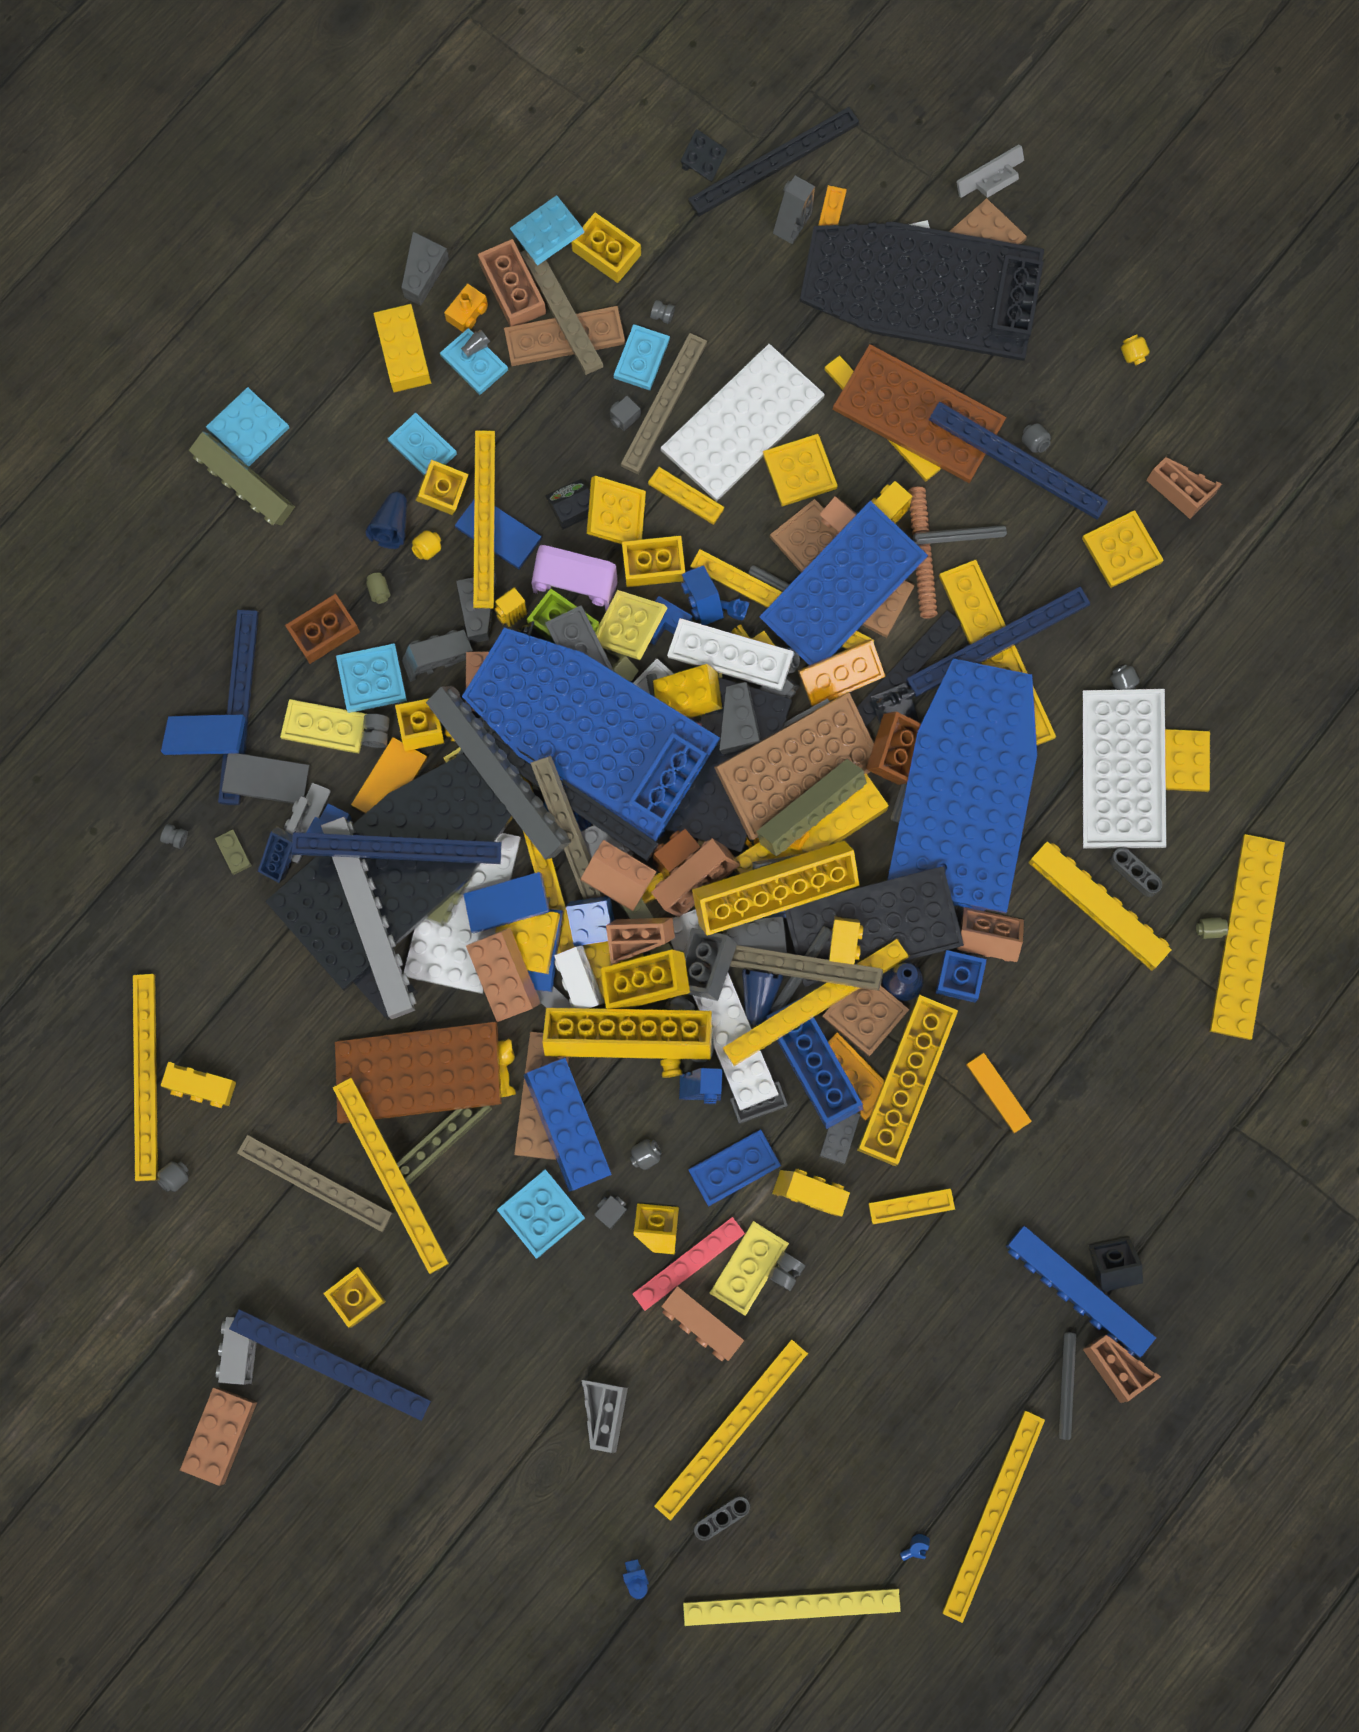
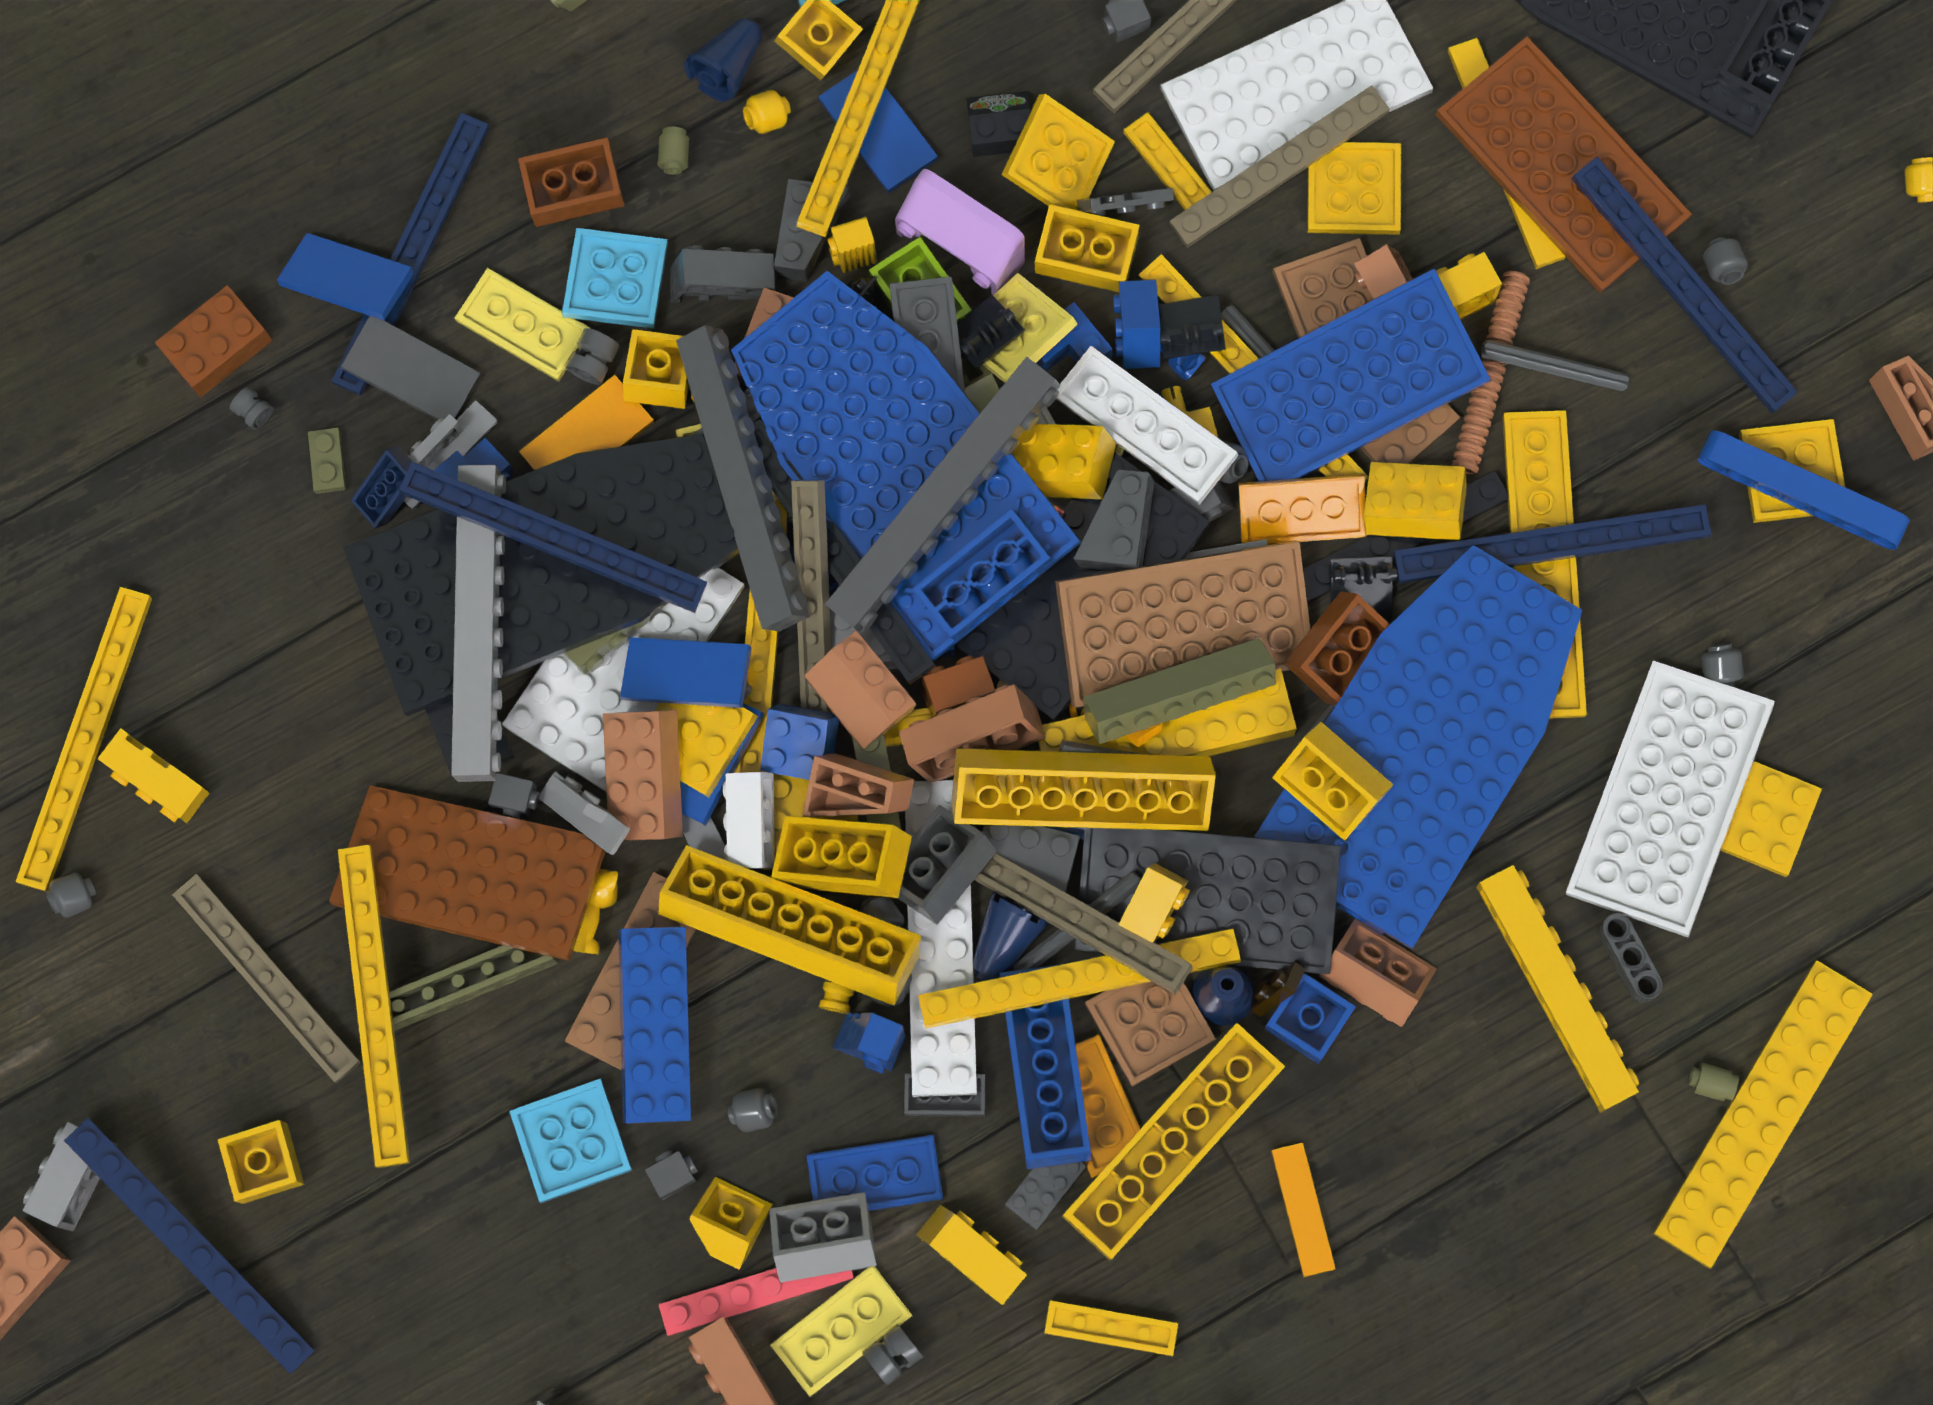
camera: 25 degrees right, 0 degrees up
(135, 803) = (213, 341): none -> dark orange brick
(427, 1016) = (513, 796): none -> dark grey brick
(475, 1010) = (584, 812): none -> light grey bracket
(614, 630) = (987, 331): none -> black hinge
(626, 738) = (943, 495): none -> dark grey brick
(667, 524) = (1126, 202): none -> dark grey wing
(718, 1215) = (822, 1237): none -> light grey brick
(735, 586) = (1191, 327): none -> black hinge
(751, 472) = (1279, 166): none -> dark tan plate
(908, 644) = (1415, 500): none -> yellow brick
(923, 829) = (1332, 780): none -> yellow slope
(935, 966) = (1277, 989): none -> dark brown plate
(1133, 558) = (1803, 490): none -> blue beam

